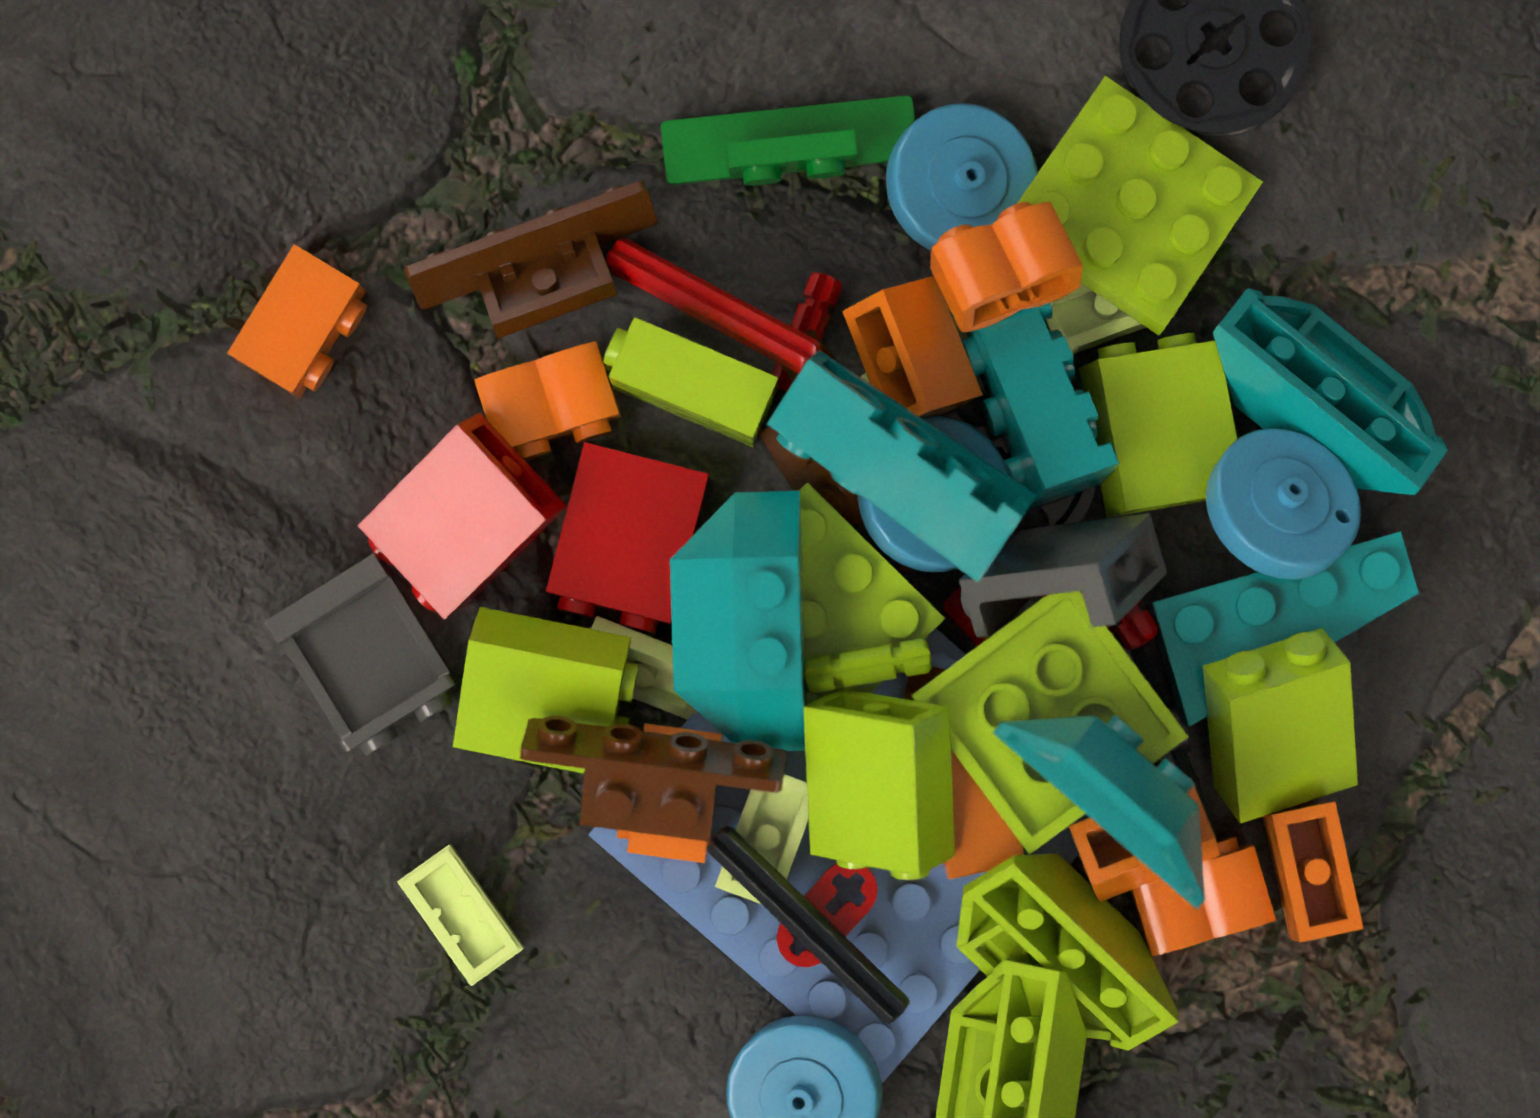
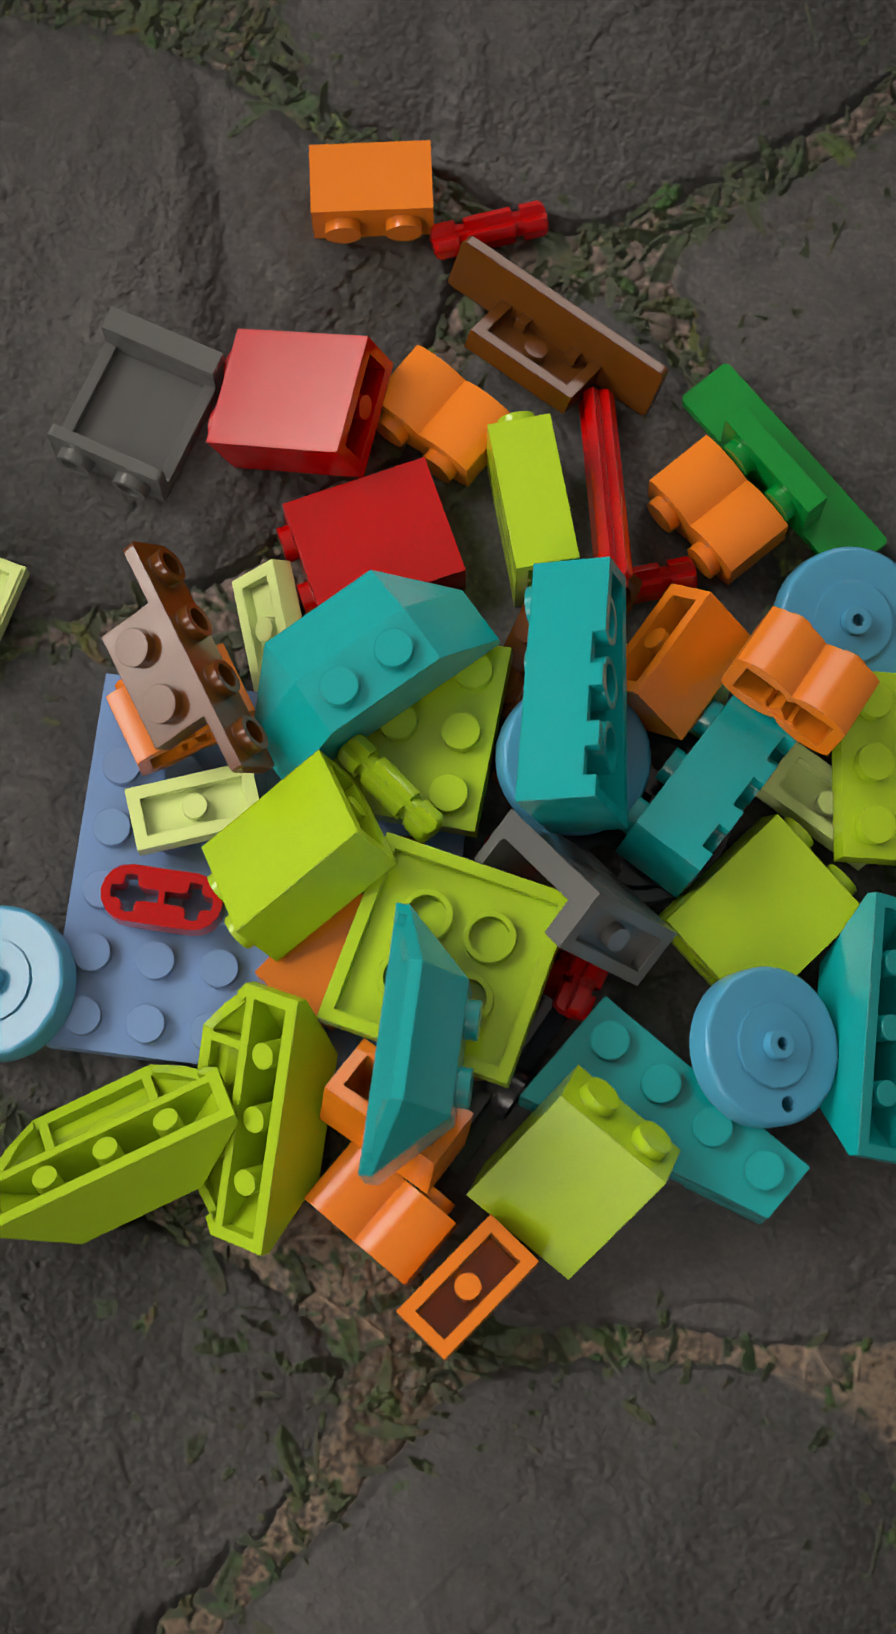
camera: 60 degrees right, 10 degrees down
(399, 242) = (491, 227): none -> red axle
(538, 670) = (215, 533): lime brick -> none
(790, 224) = (715, 510): none -> orange brick
(808, 924) = (140, 883): black axle -> none

